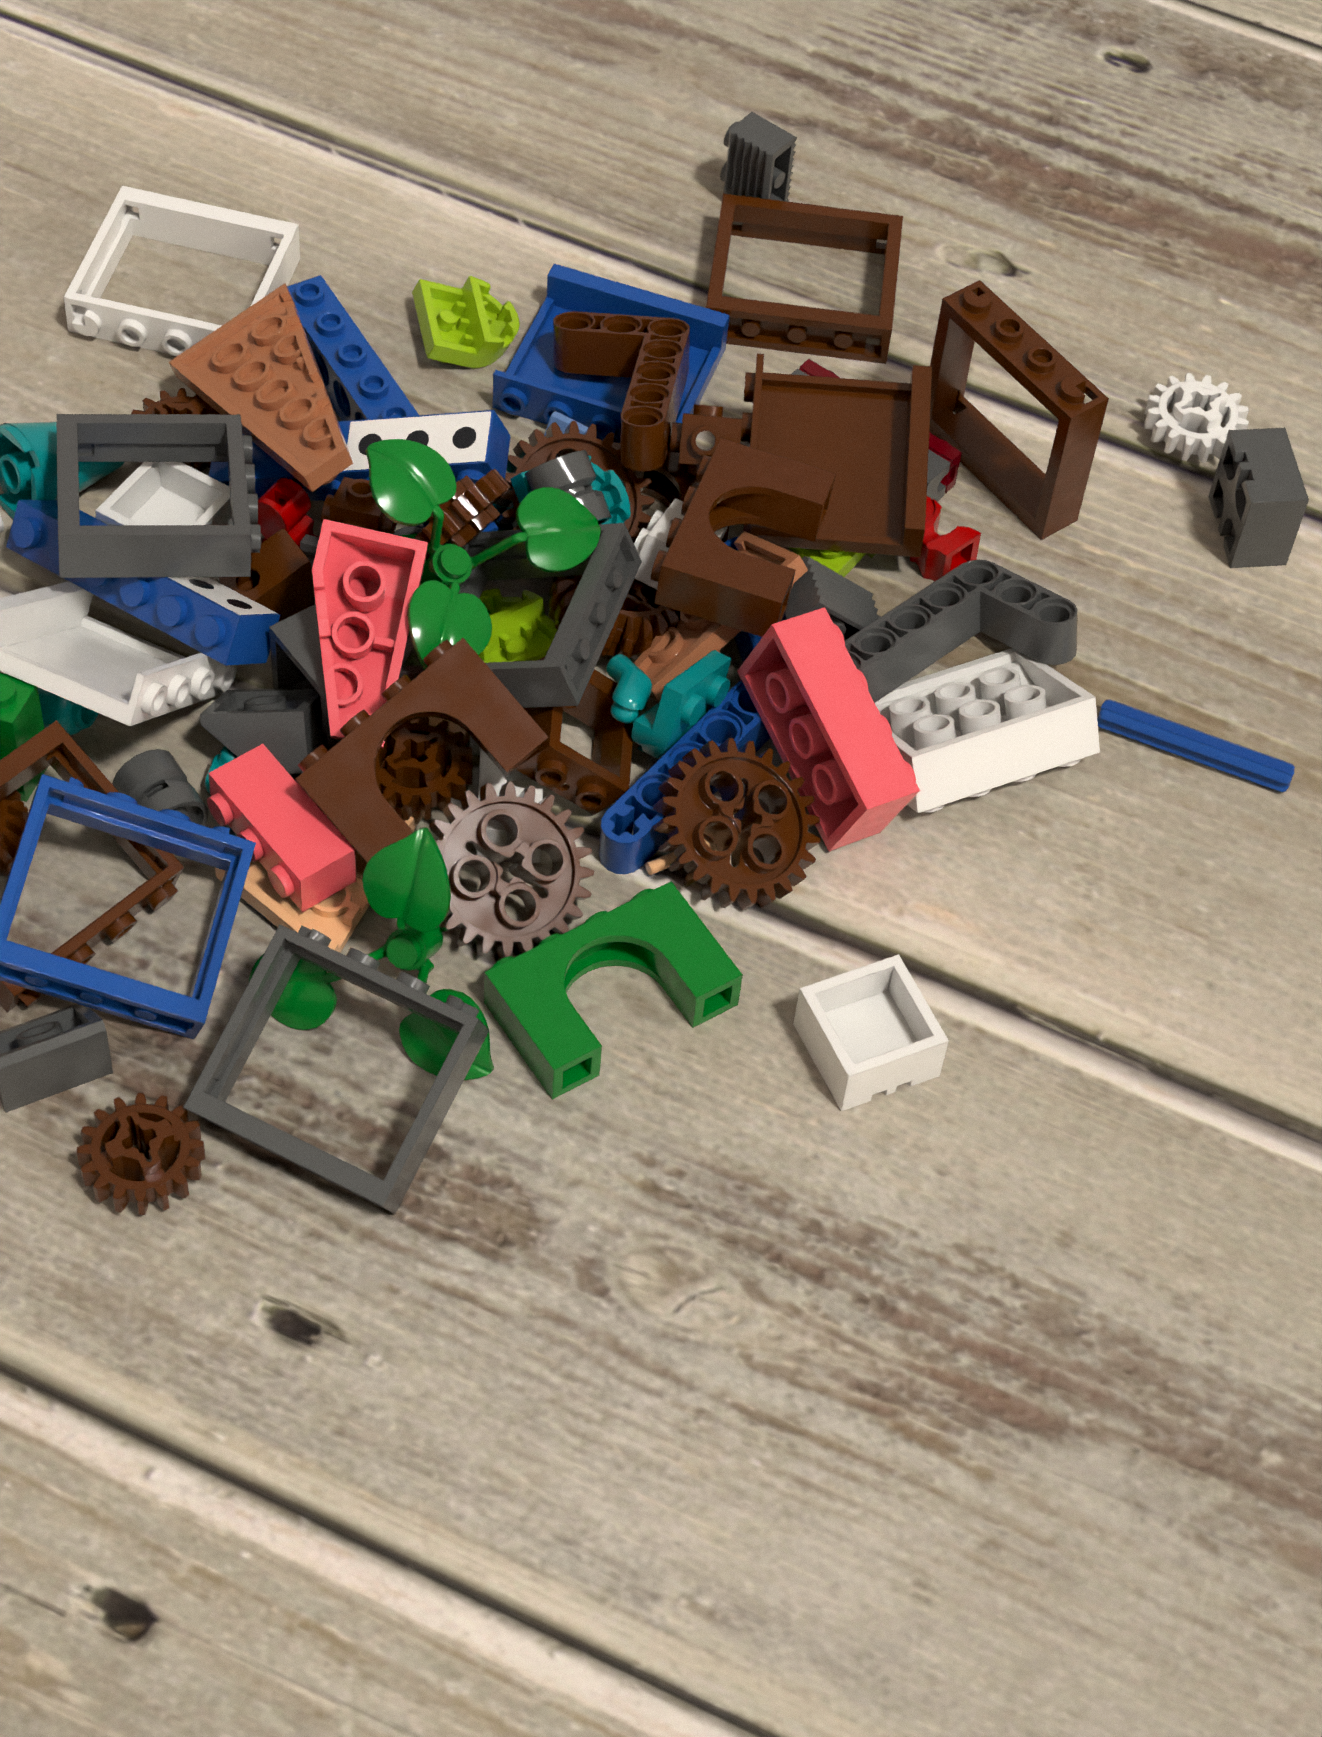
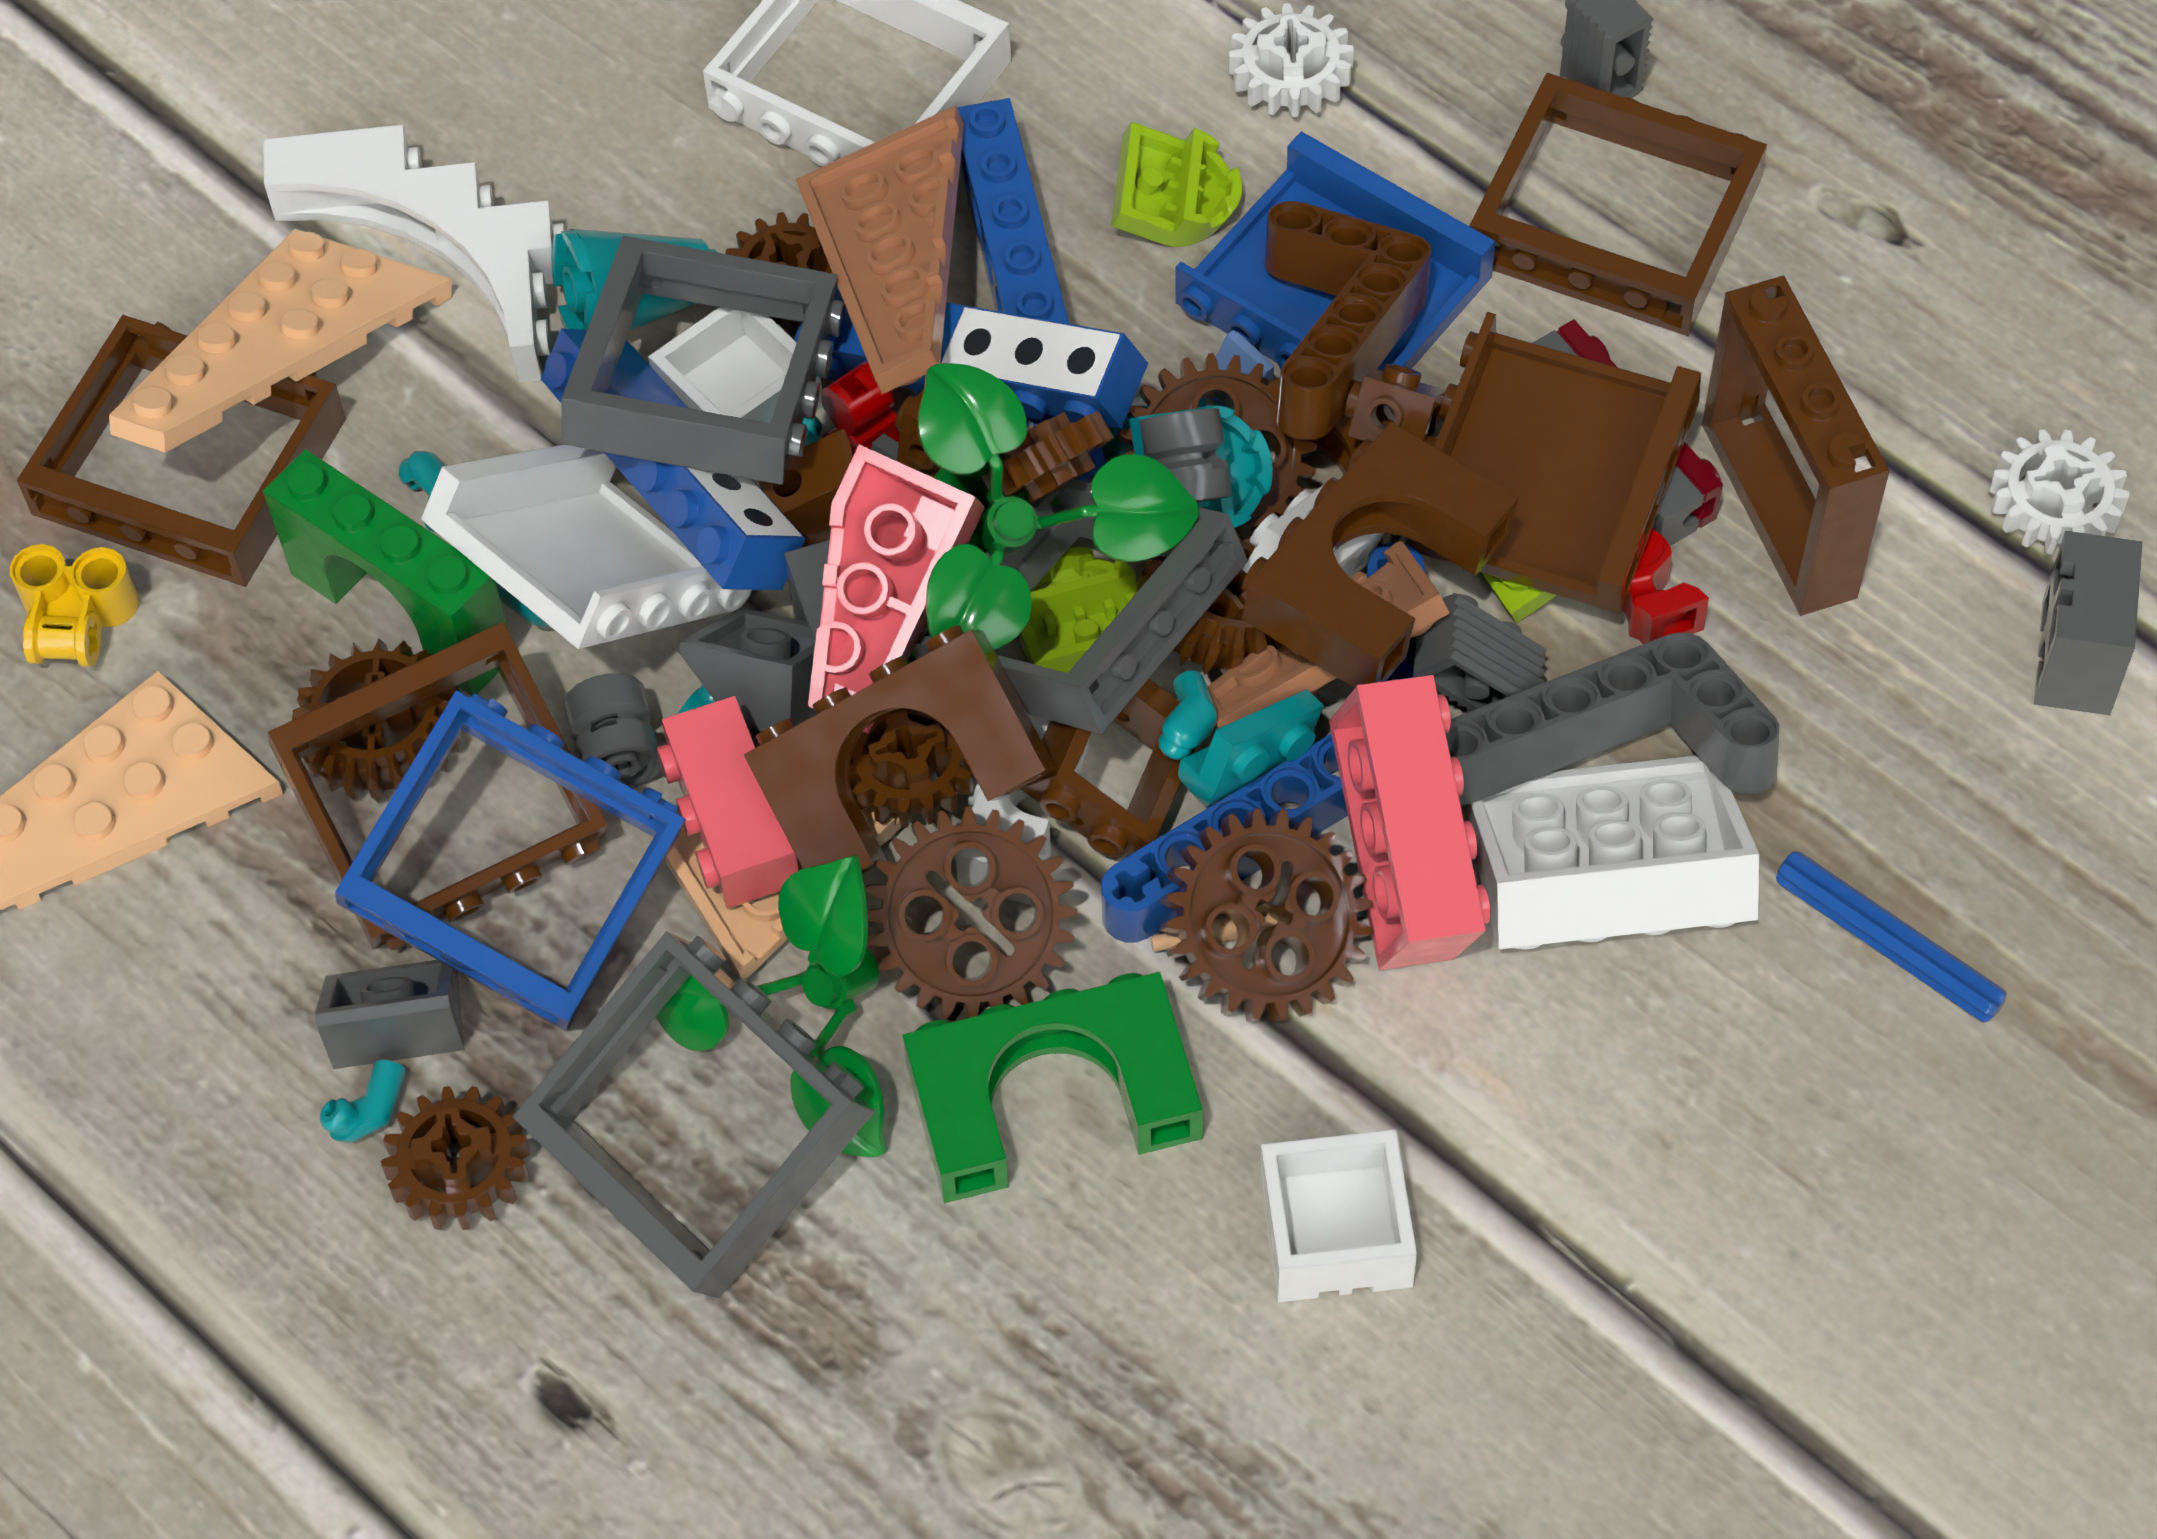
camera: 25 degrees right, 5 degrees up
(53, 1136) = (374, 1110): none -> teal arm
(522, 219) = (1318, 56): none -> white gear

